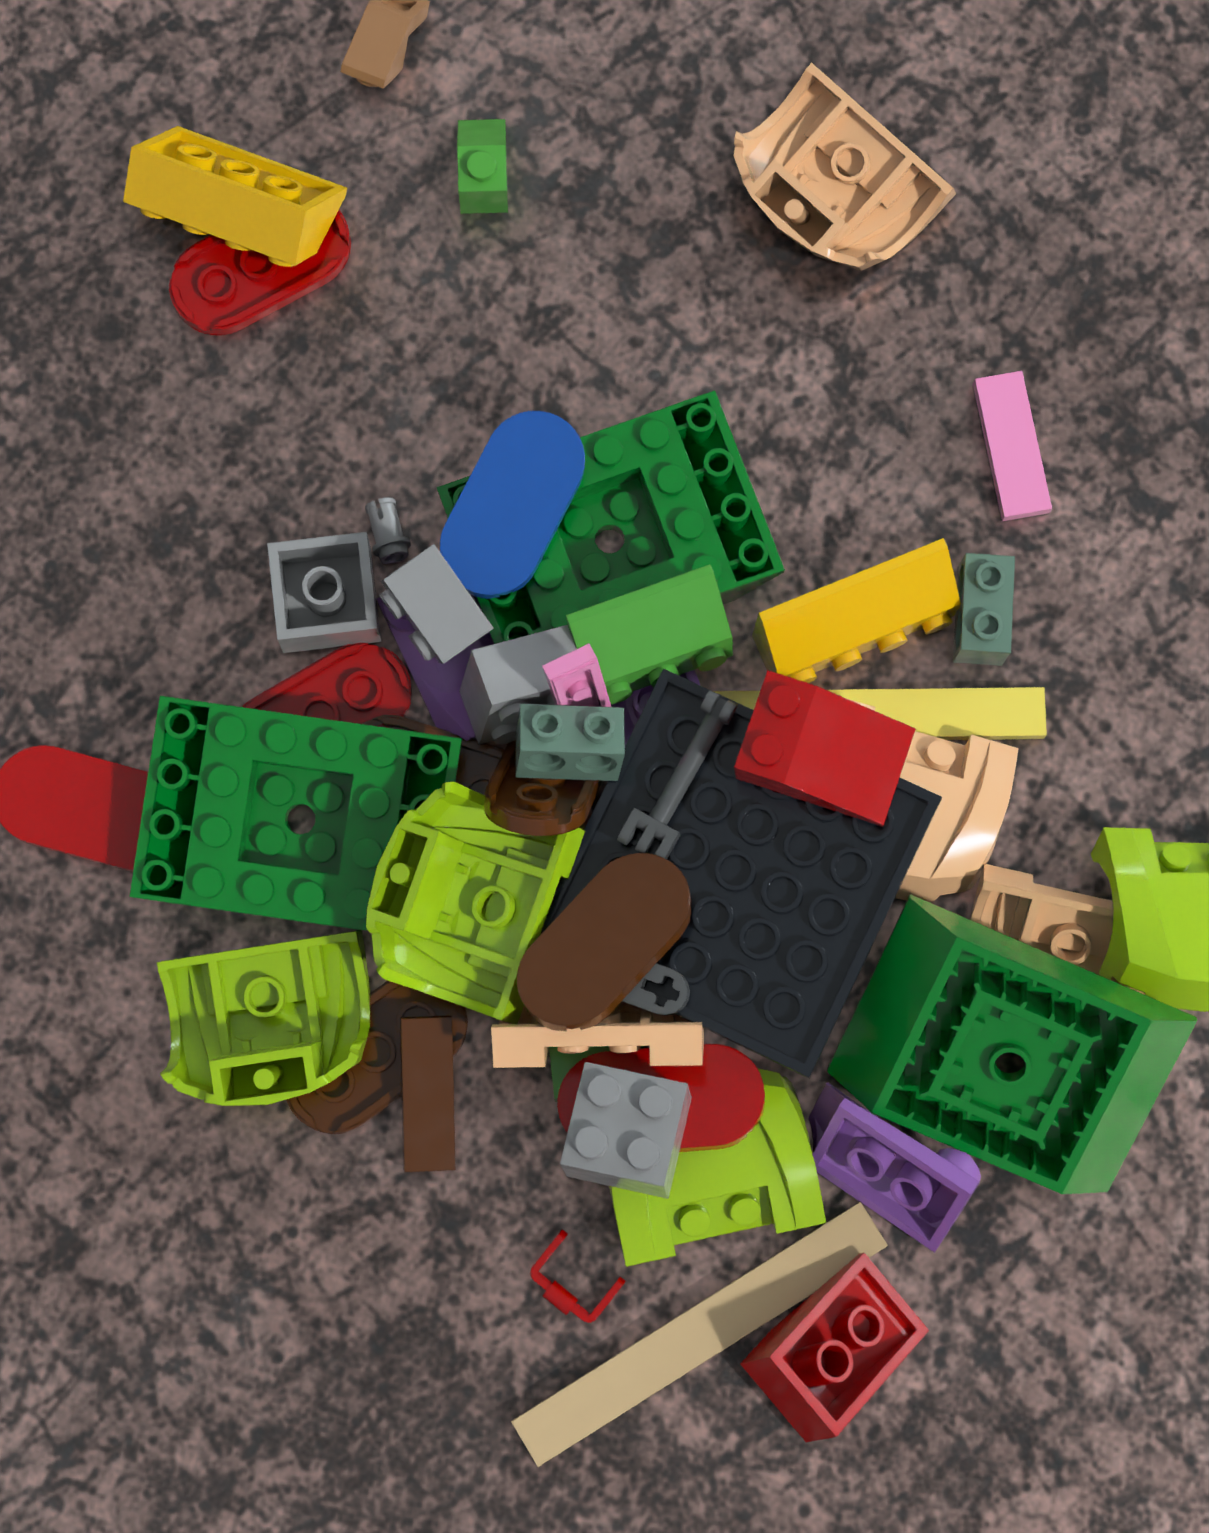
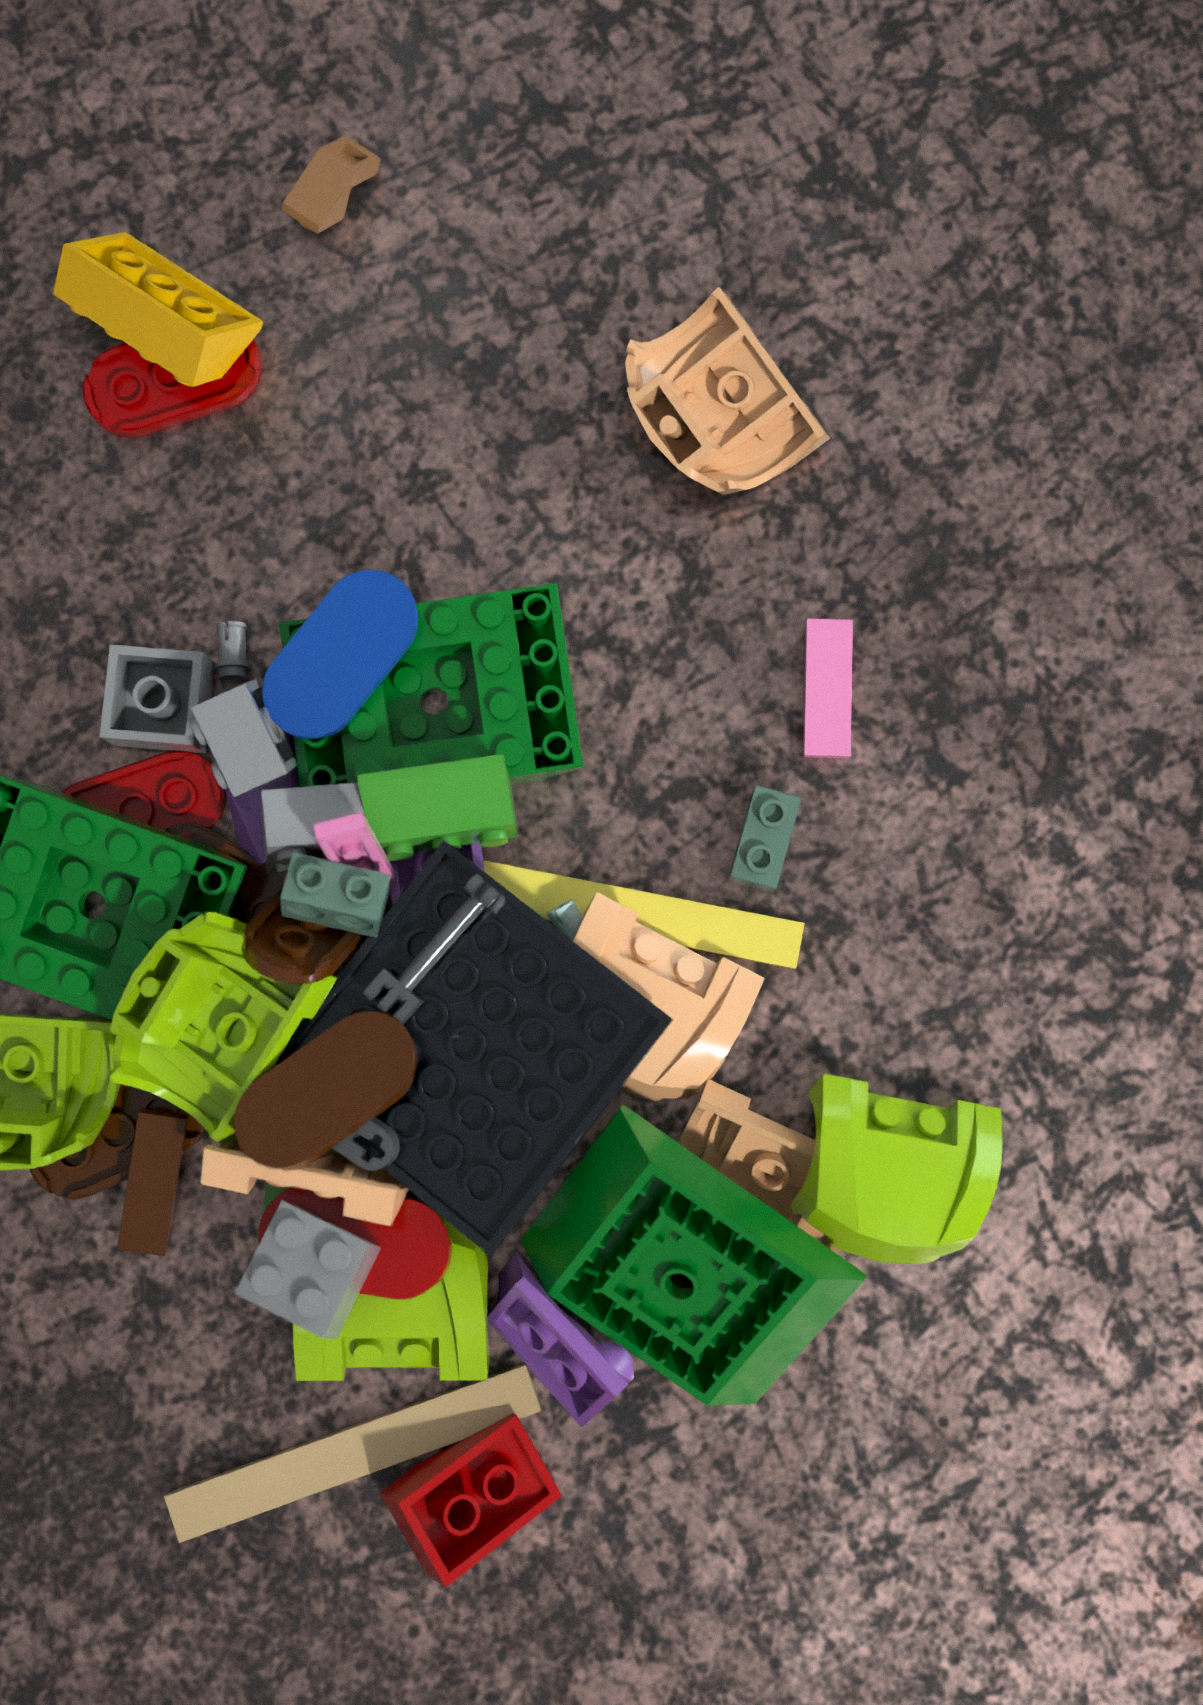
camera: 20 degrees right, 5 degrees up
(482, 166) = (394, 324): bright green slope -> none
(560, 1296) = (236, 1391): red piece -> none
(823, 749) = (569, 952): red slope -> none
(859, 614) = (643, 822): yellow slope -> none

